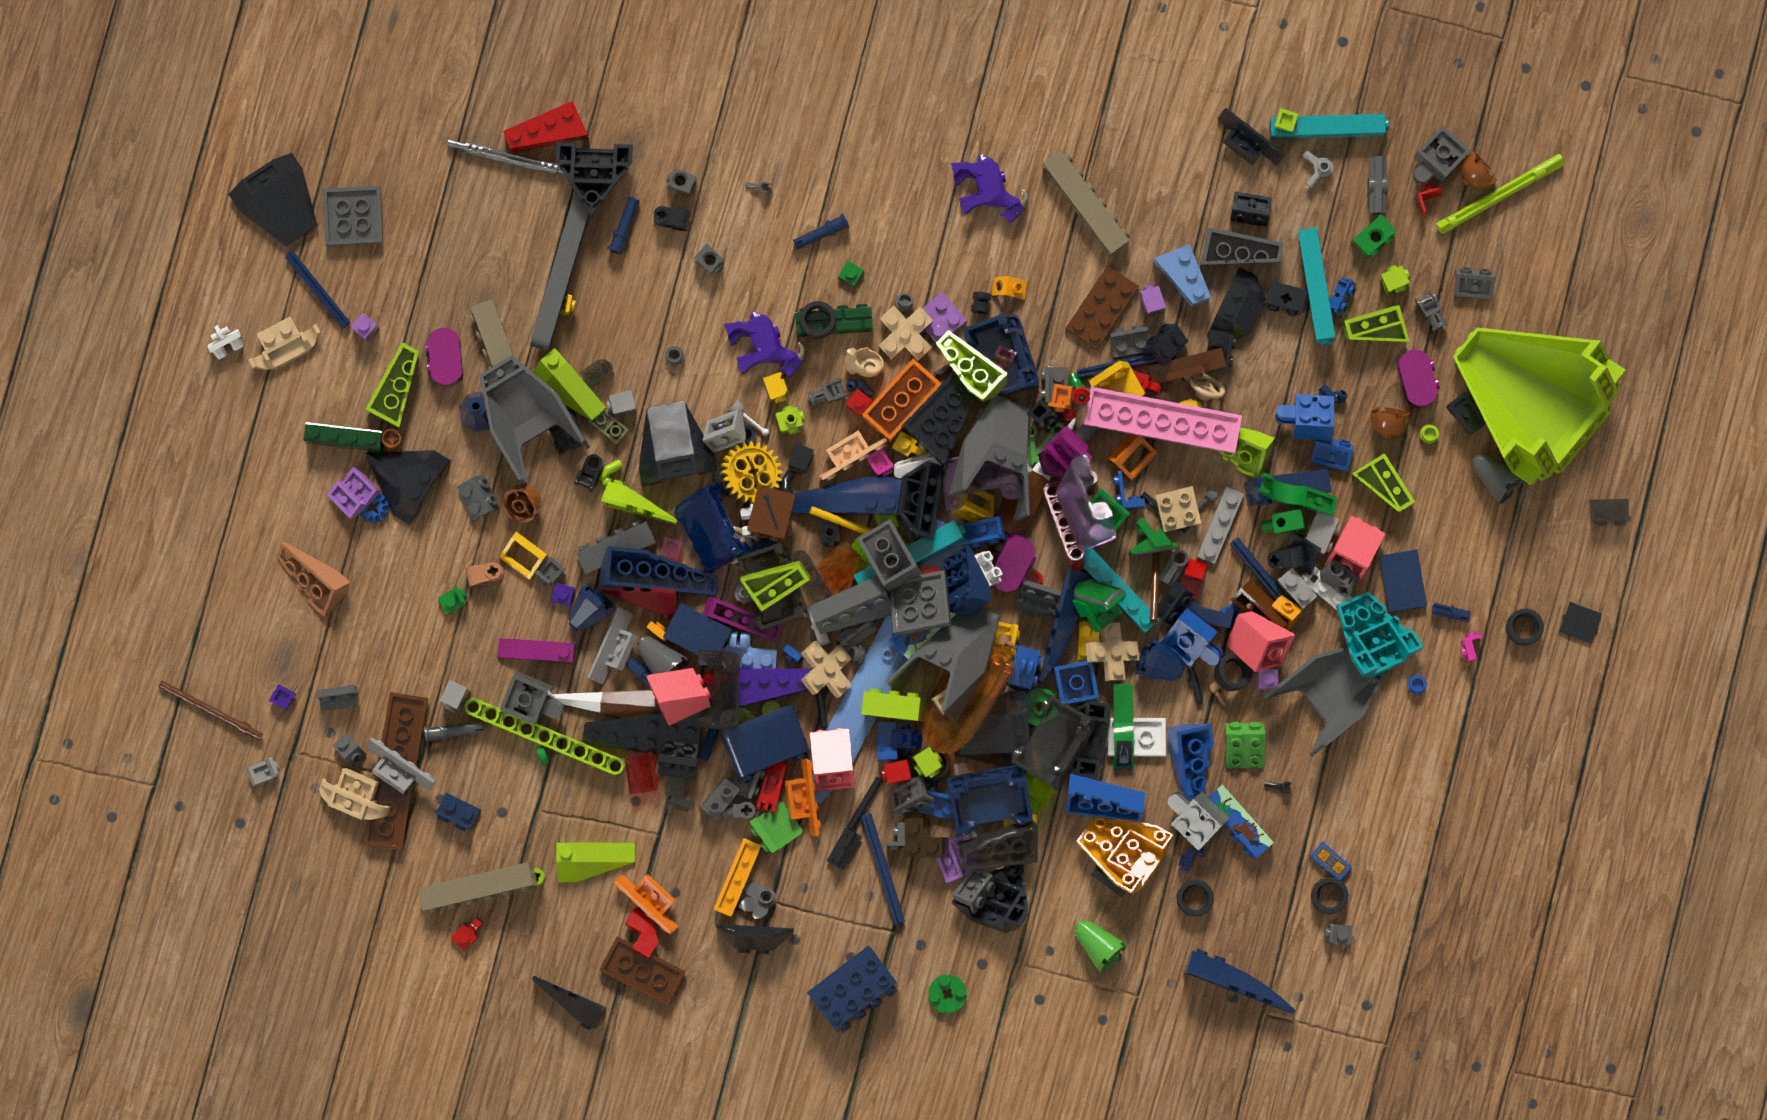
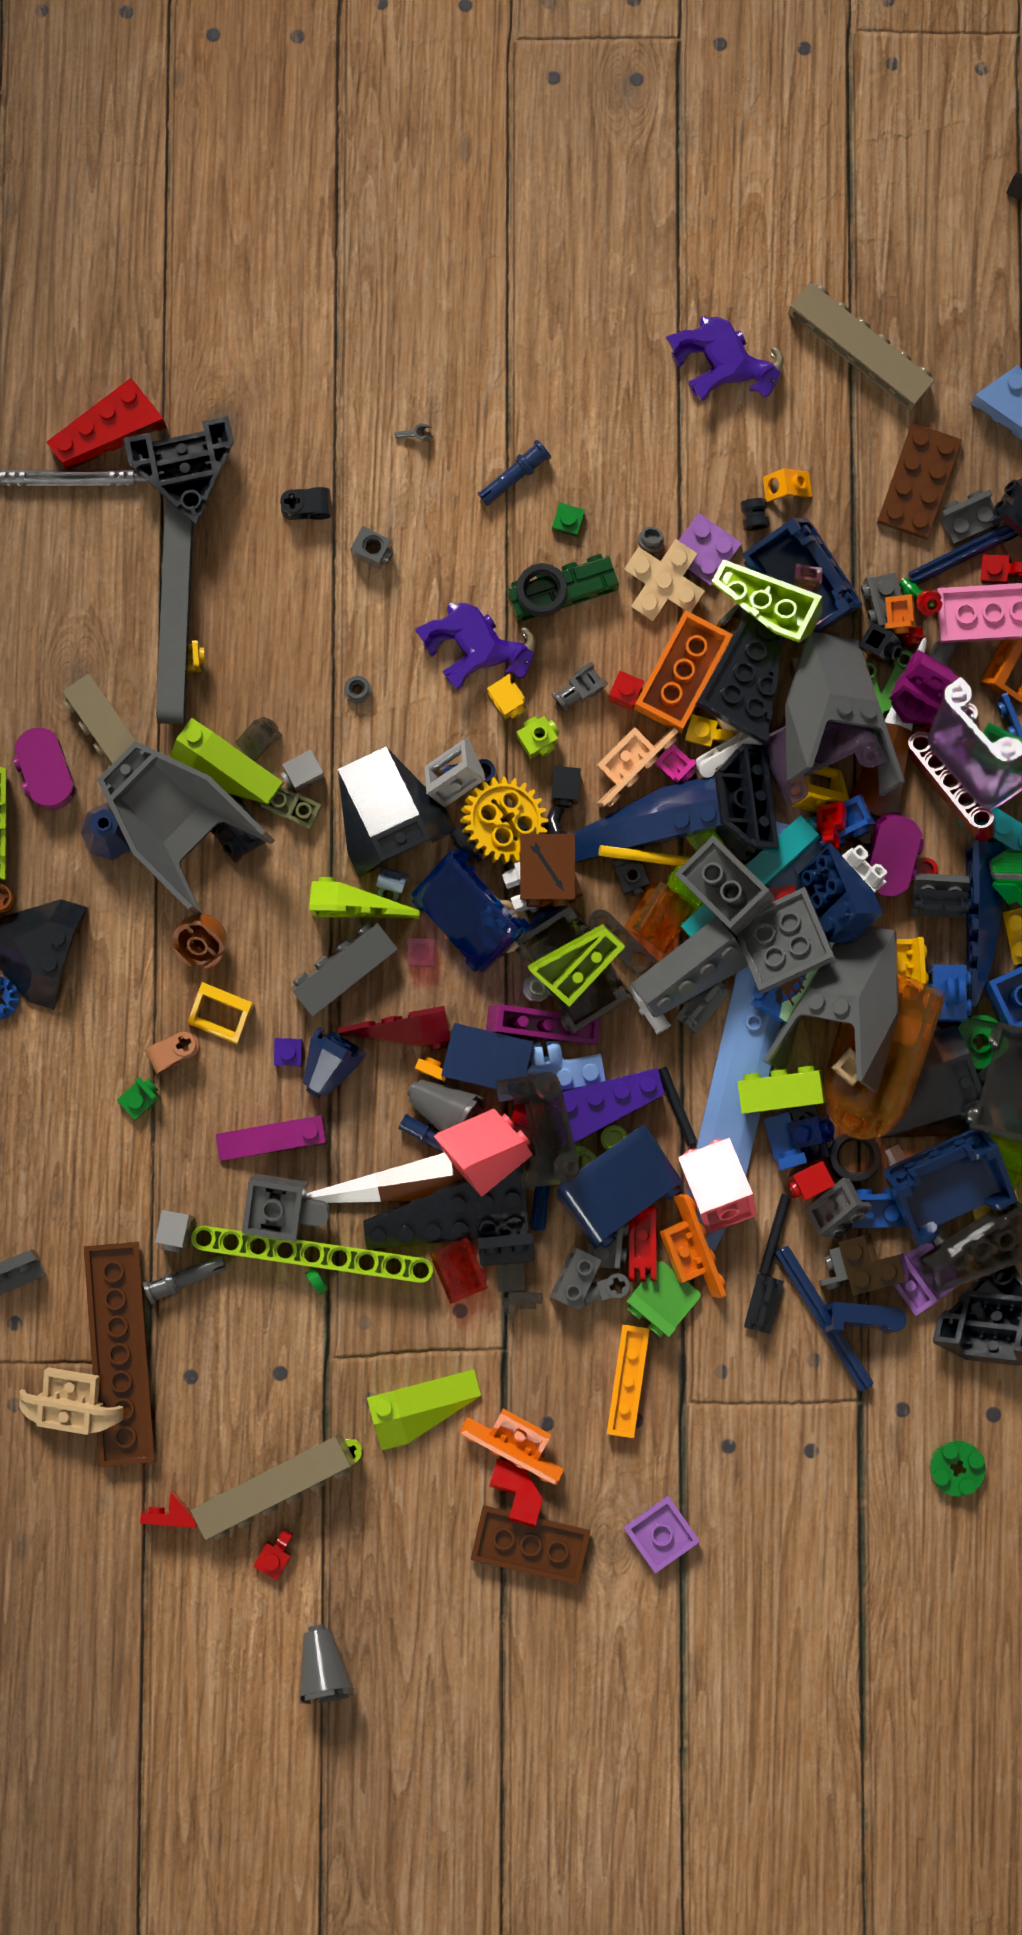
camera: 15 degrees left, 0 degrees up
(349, 749) = (47, 1340): dark grey bracket -> none
(396, 770) = (119, 1353): light grey bracket -> none
(408, 890) = (178, 1515): none -> red slope
(458, 812) = (218, 1388): dark blue bracket -> none
(478, 497) = (138, 947): dark grey bracket -> none
(480, 1018) = (322, 1668): none -> dark grey cone
(549, 572) = (262, 1026): dark grey bracket -> none
(580, 1008) = (458, 1618): black wedge -> none
(589, 473) = (282, 877): black piece -> none
(604, 477) = (306, 867): lime arm -> none
(614, 648) = (378, 1106): light grey bracket -> none
(621, 234) = (243, 542): dark blue pin -> none
(647, 570) = (395, 990): dark blue wedge -> none
(663, 494) = (392, 881): none -> sand blue tile
(685, 189) = (312, 462): dark grey brick -> none
(733, 986) = (661, 1534): none -> medium lavender plate
(737, 405) = (462, 734): hinge -> none
(754, 901) = (660, 1409): dark grey plate -> none
(754, 937) = (673, 1458): black wedge -> none
(791, 654) = (623, 1055): blue plate -> none
(826, 669) = (676, 1063): tan plate -> none
(853, 989) = (831, 1497): dark blue brick -> none
(854, 384) = (612, 667): dark blue arm -> none
(857, 653) = (712, 1031): dark grey plate -> none
(864, 362) = (617, 633): tan hair -> none
(909, 873) = (861, 1315): none -> dark blue leg
(927, 763) = (850, 1157): lime brick -> none
(974, 528) = (830, 820): none -> red plate
(975, 889) = (960, 1315): dark grey bracket -> none
(1005, 640) = (909, 961): medium nougat hand -> none
(1118, 378) = (971, 568): yellow bracket -> none
(1152, 300) = (985, 453): medium lavender brick -> none

